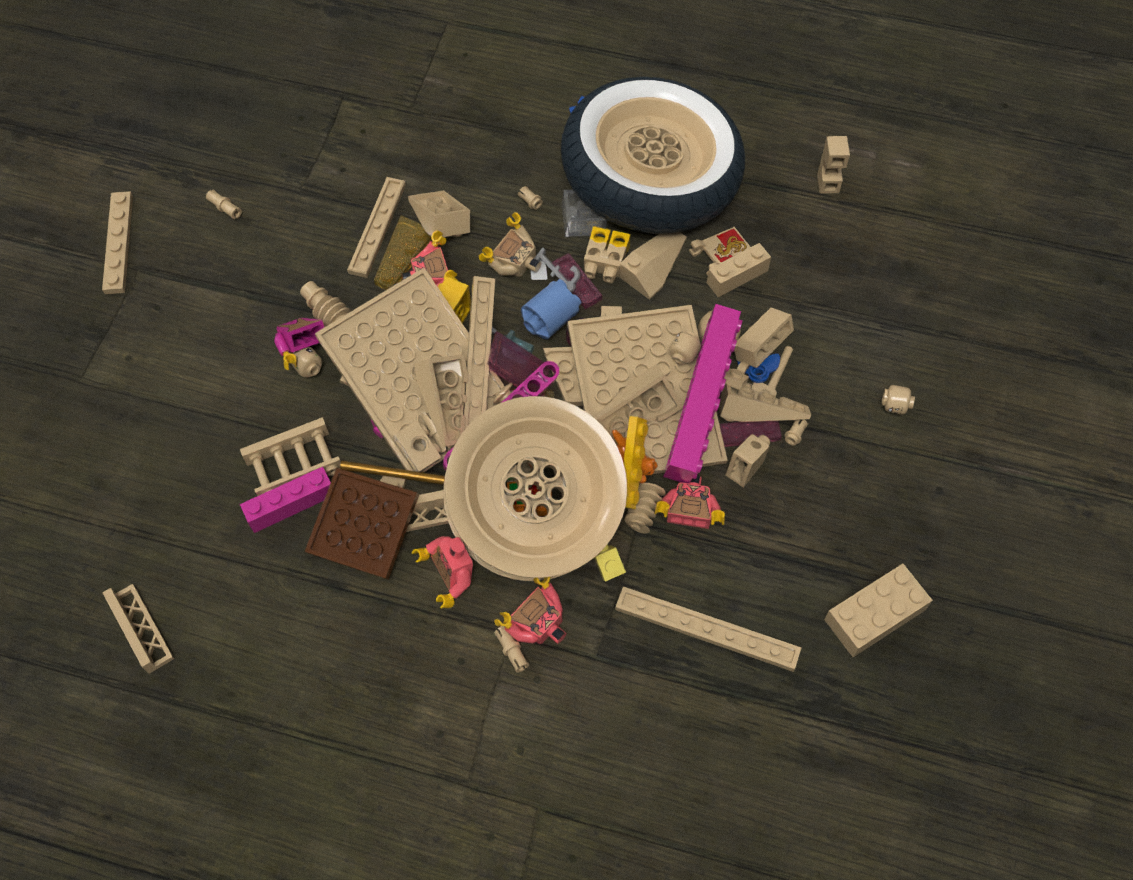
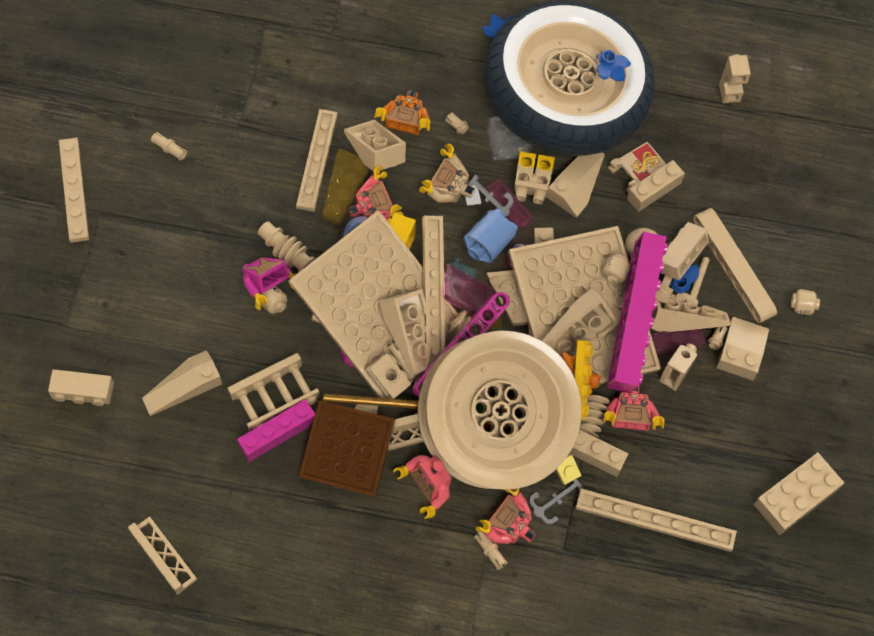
camera: 10 degrees left, 5 degrees up
(83, 440) = (81, 387): none -> tan brick
(203, 441) = (187, 381): none -> tan wedge
(474, 185) = (405, 114): none -> torso
(573, 609) = (539, 511): none -> light grey piece
(645, 547) = (598, 453): none -> tan brick
(698, 140) = (613, 66): none -> blue plate
(823, 359) = (736, 266): none -> tan beam
(823, 446) = (743, 348): none -> tan slope

